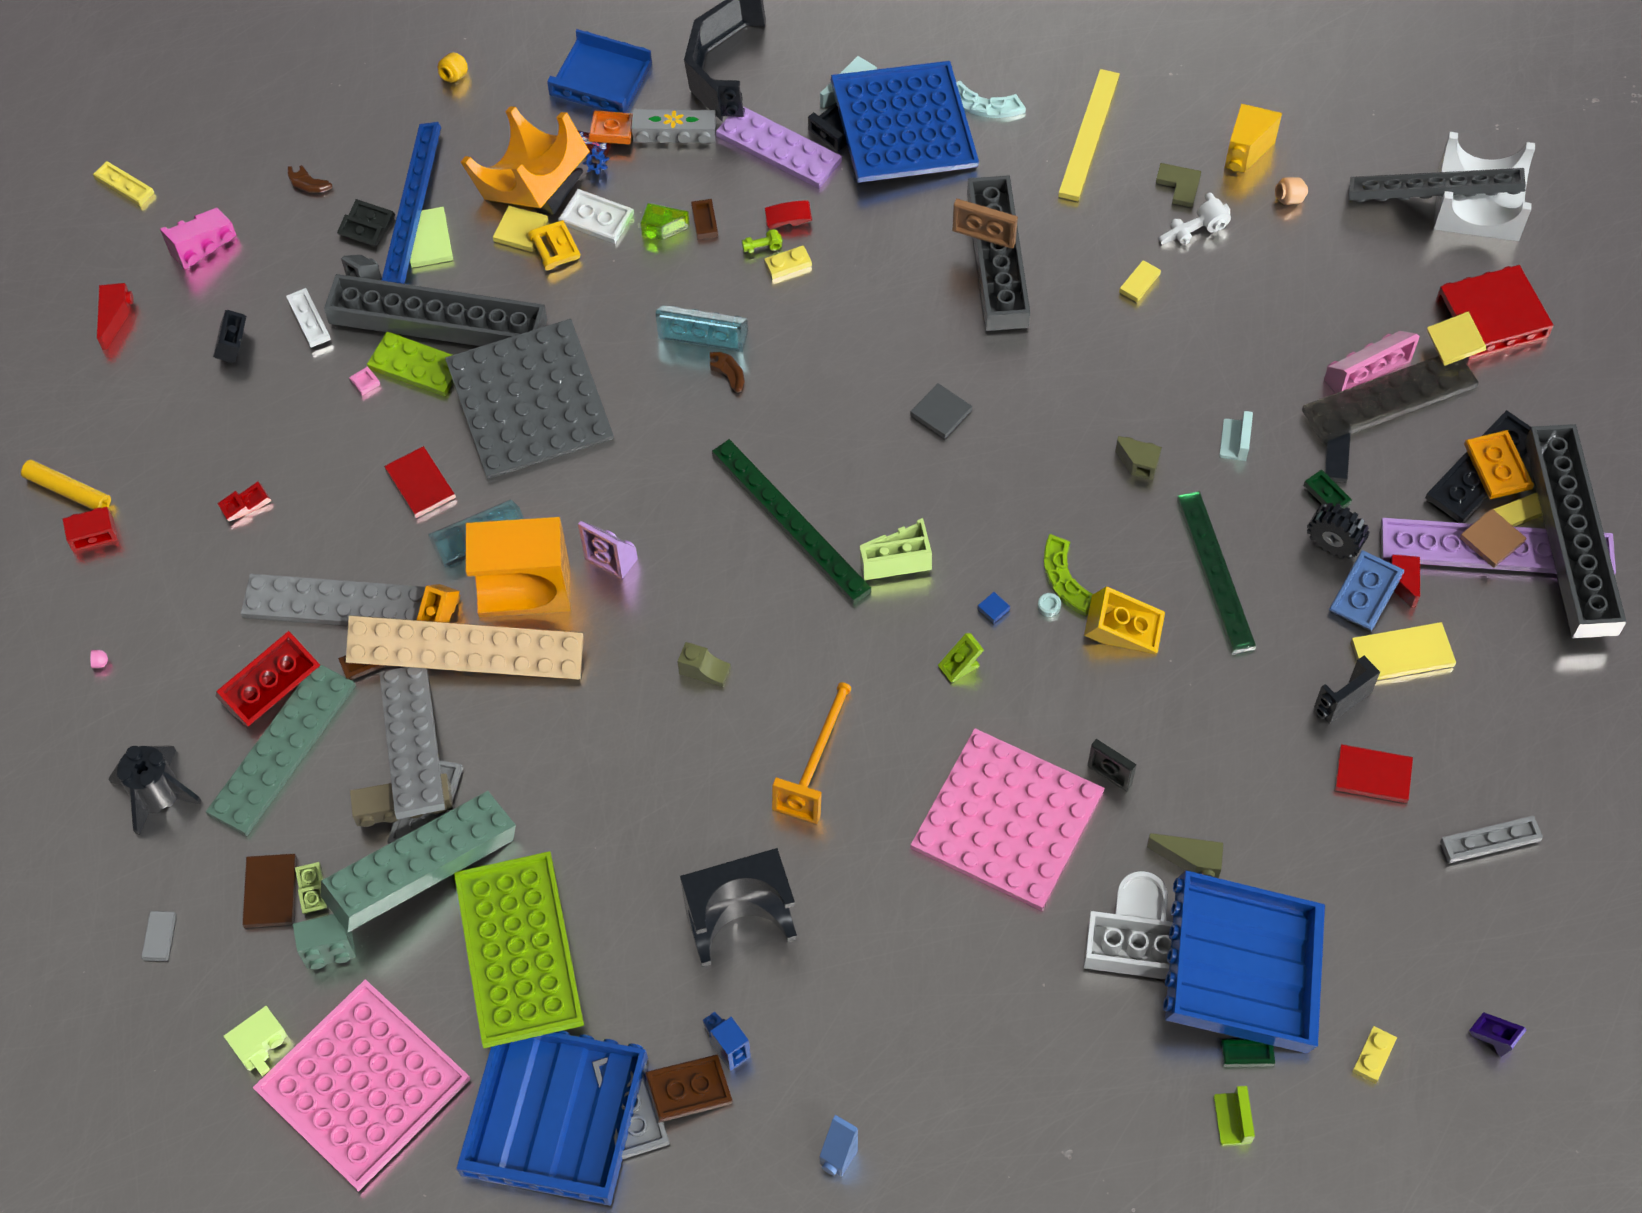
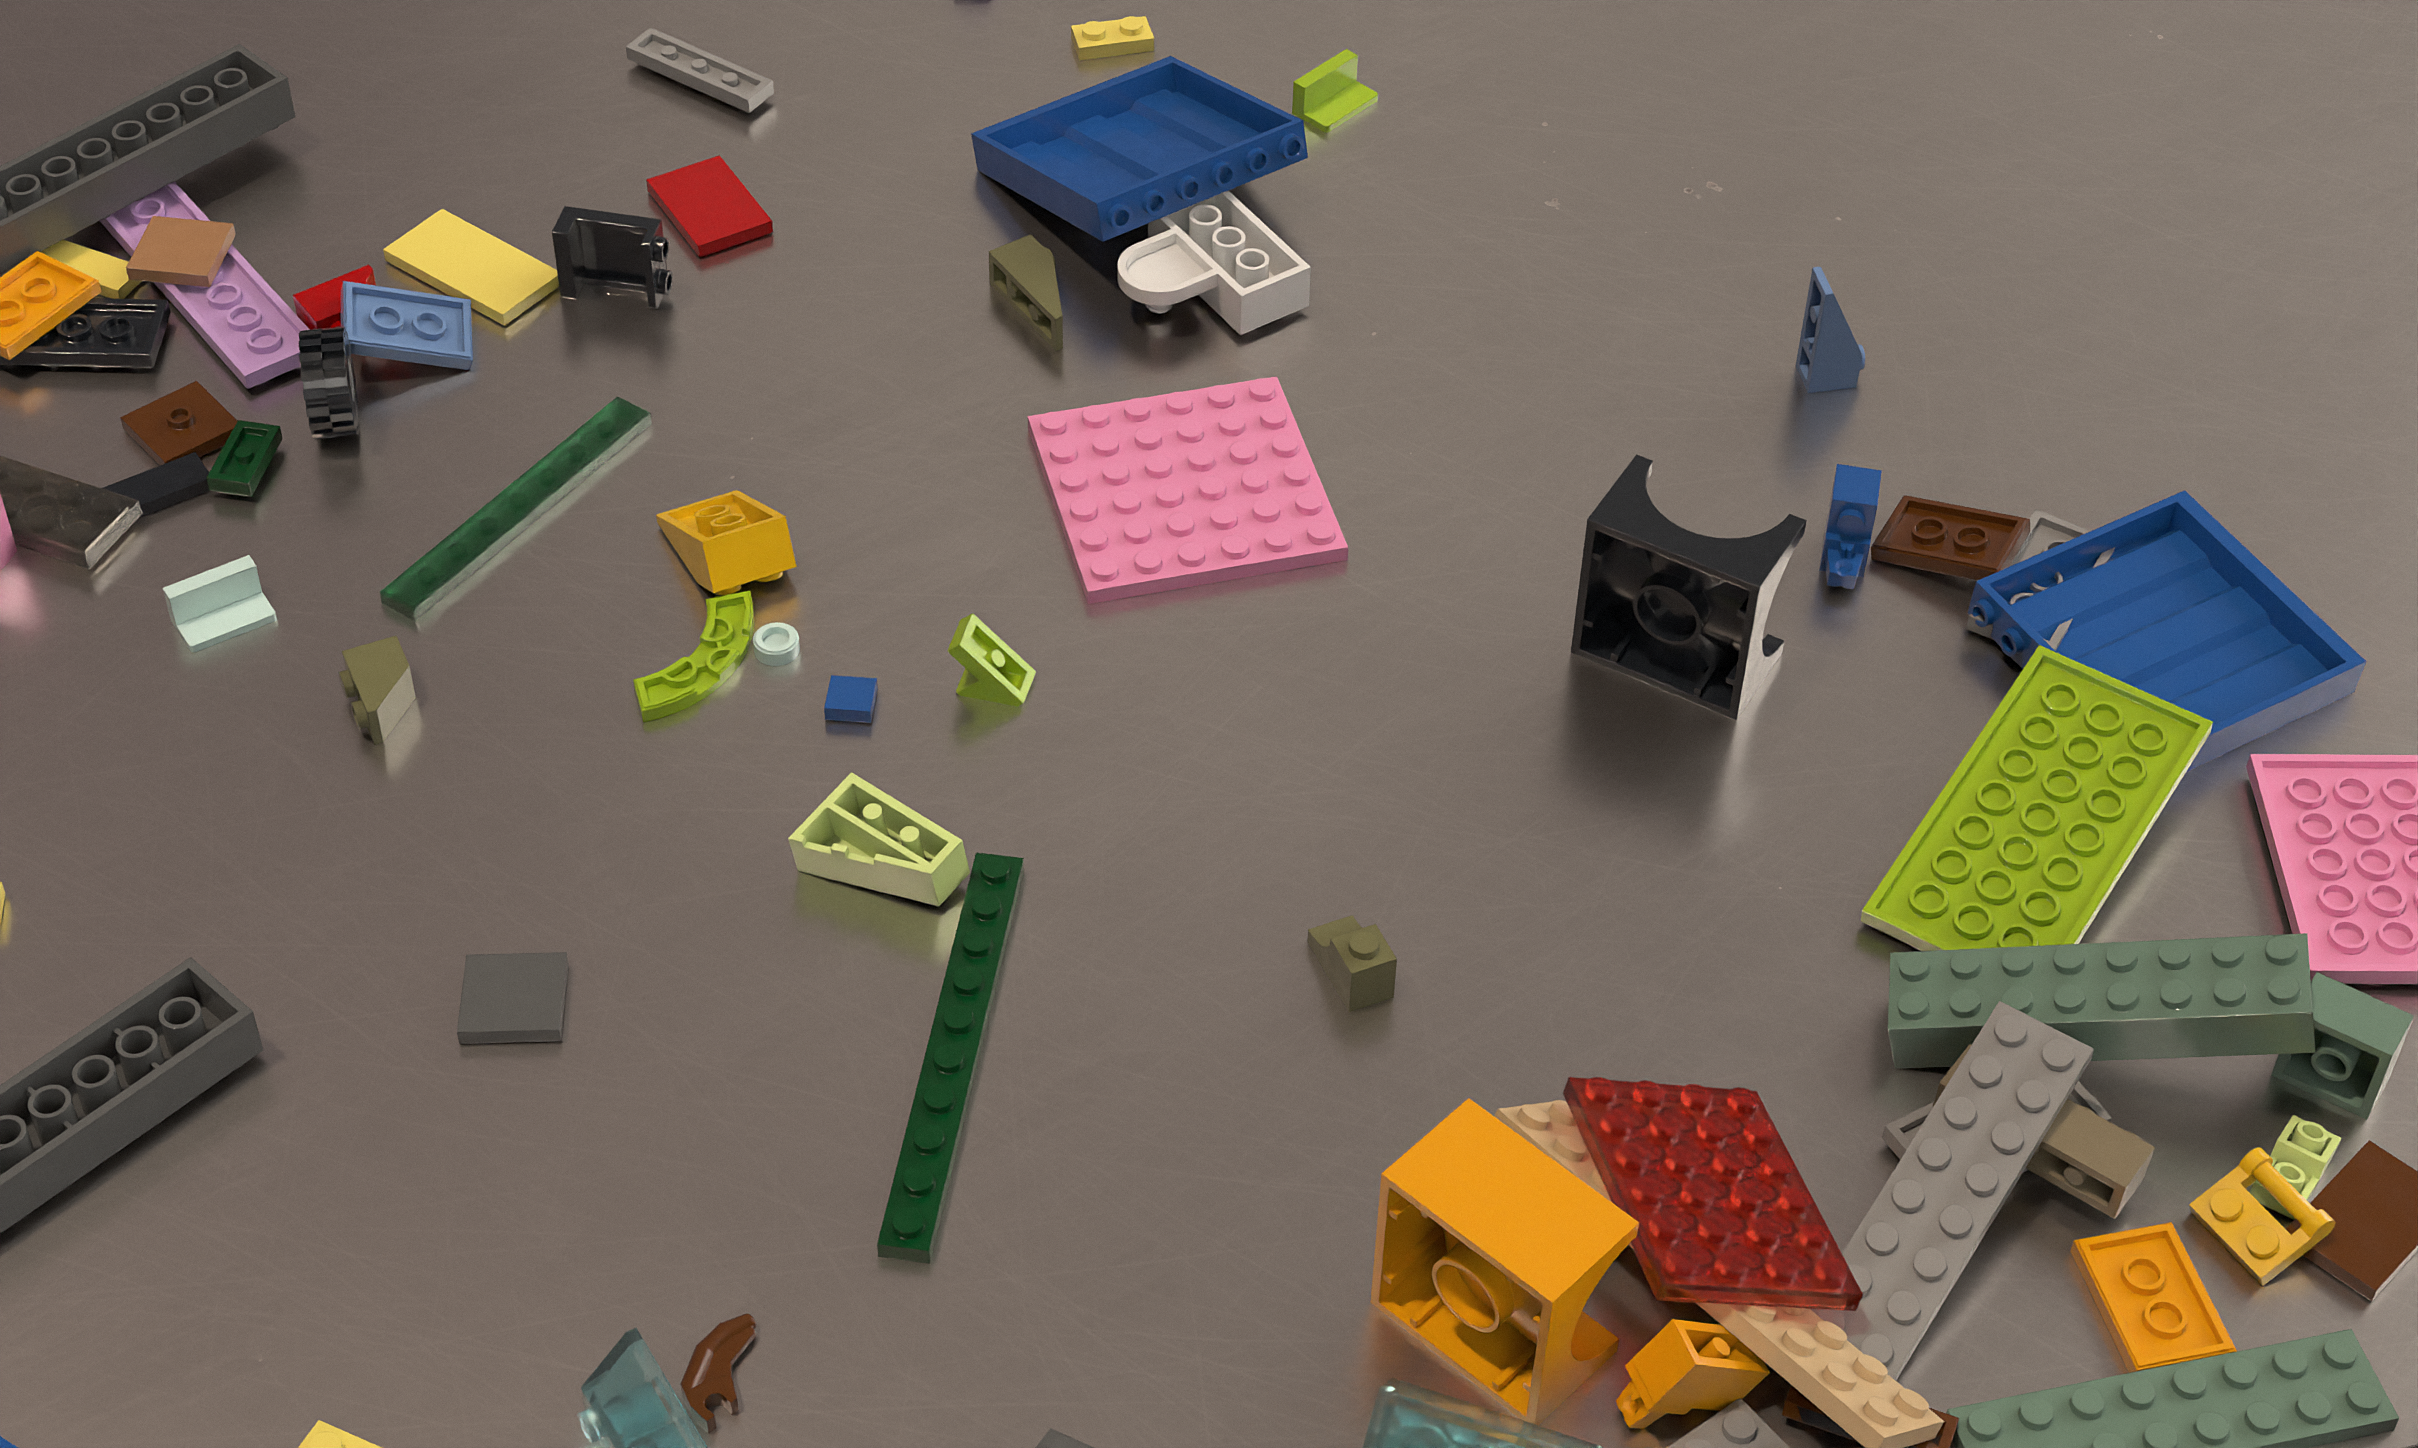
camera: 135 degrees left, 15 degrees down
(306, 846) = (2249, 1228): none -> yellow plate
(320, 788) = (2151, 1297): none -> light orange tile
(487, 666) = (1711, 1195): none -> clear red plate
(607, 550) = (1299, 1211): lavender slope -> none
(798, 799) = (1439, 674): light orange tile -> none
(984, 223) = (37, 1101): medium nougat tile -> none
(1111, 764) = (994, 404): pearl dark grey tile -> none
(1372, 486) = (180, 424): none -> reddish brown plate

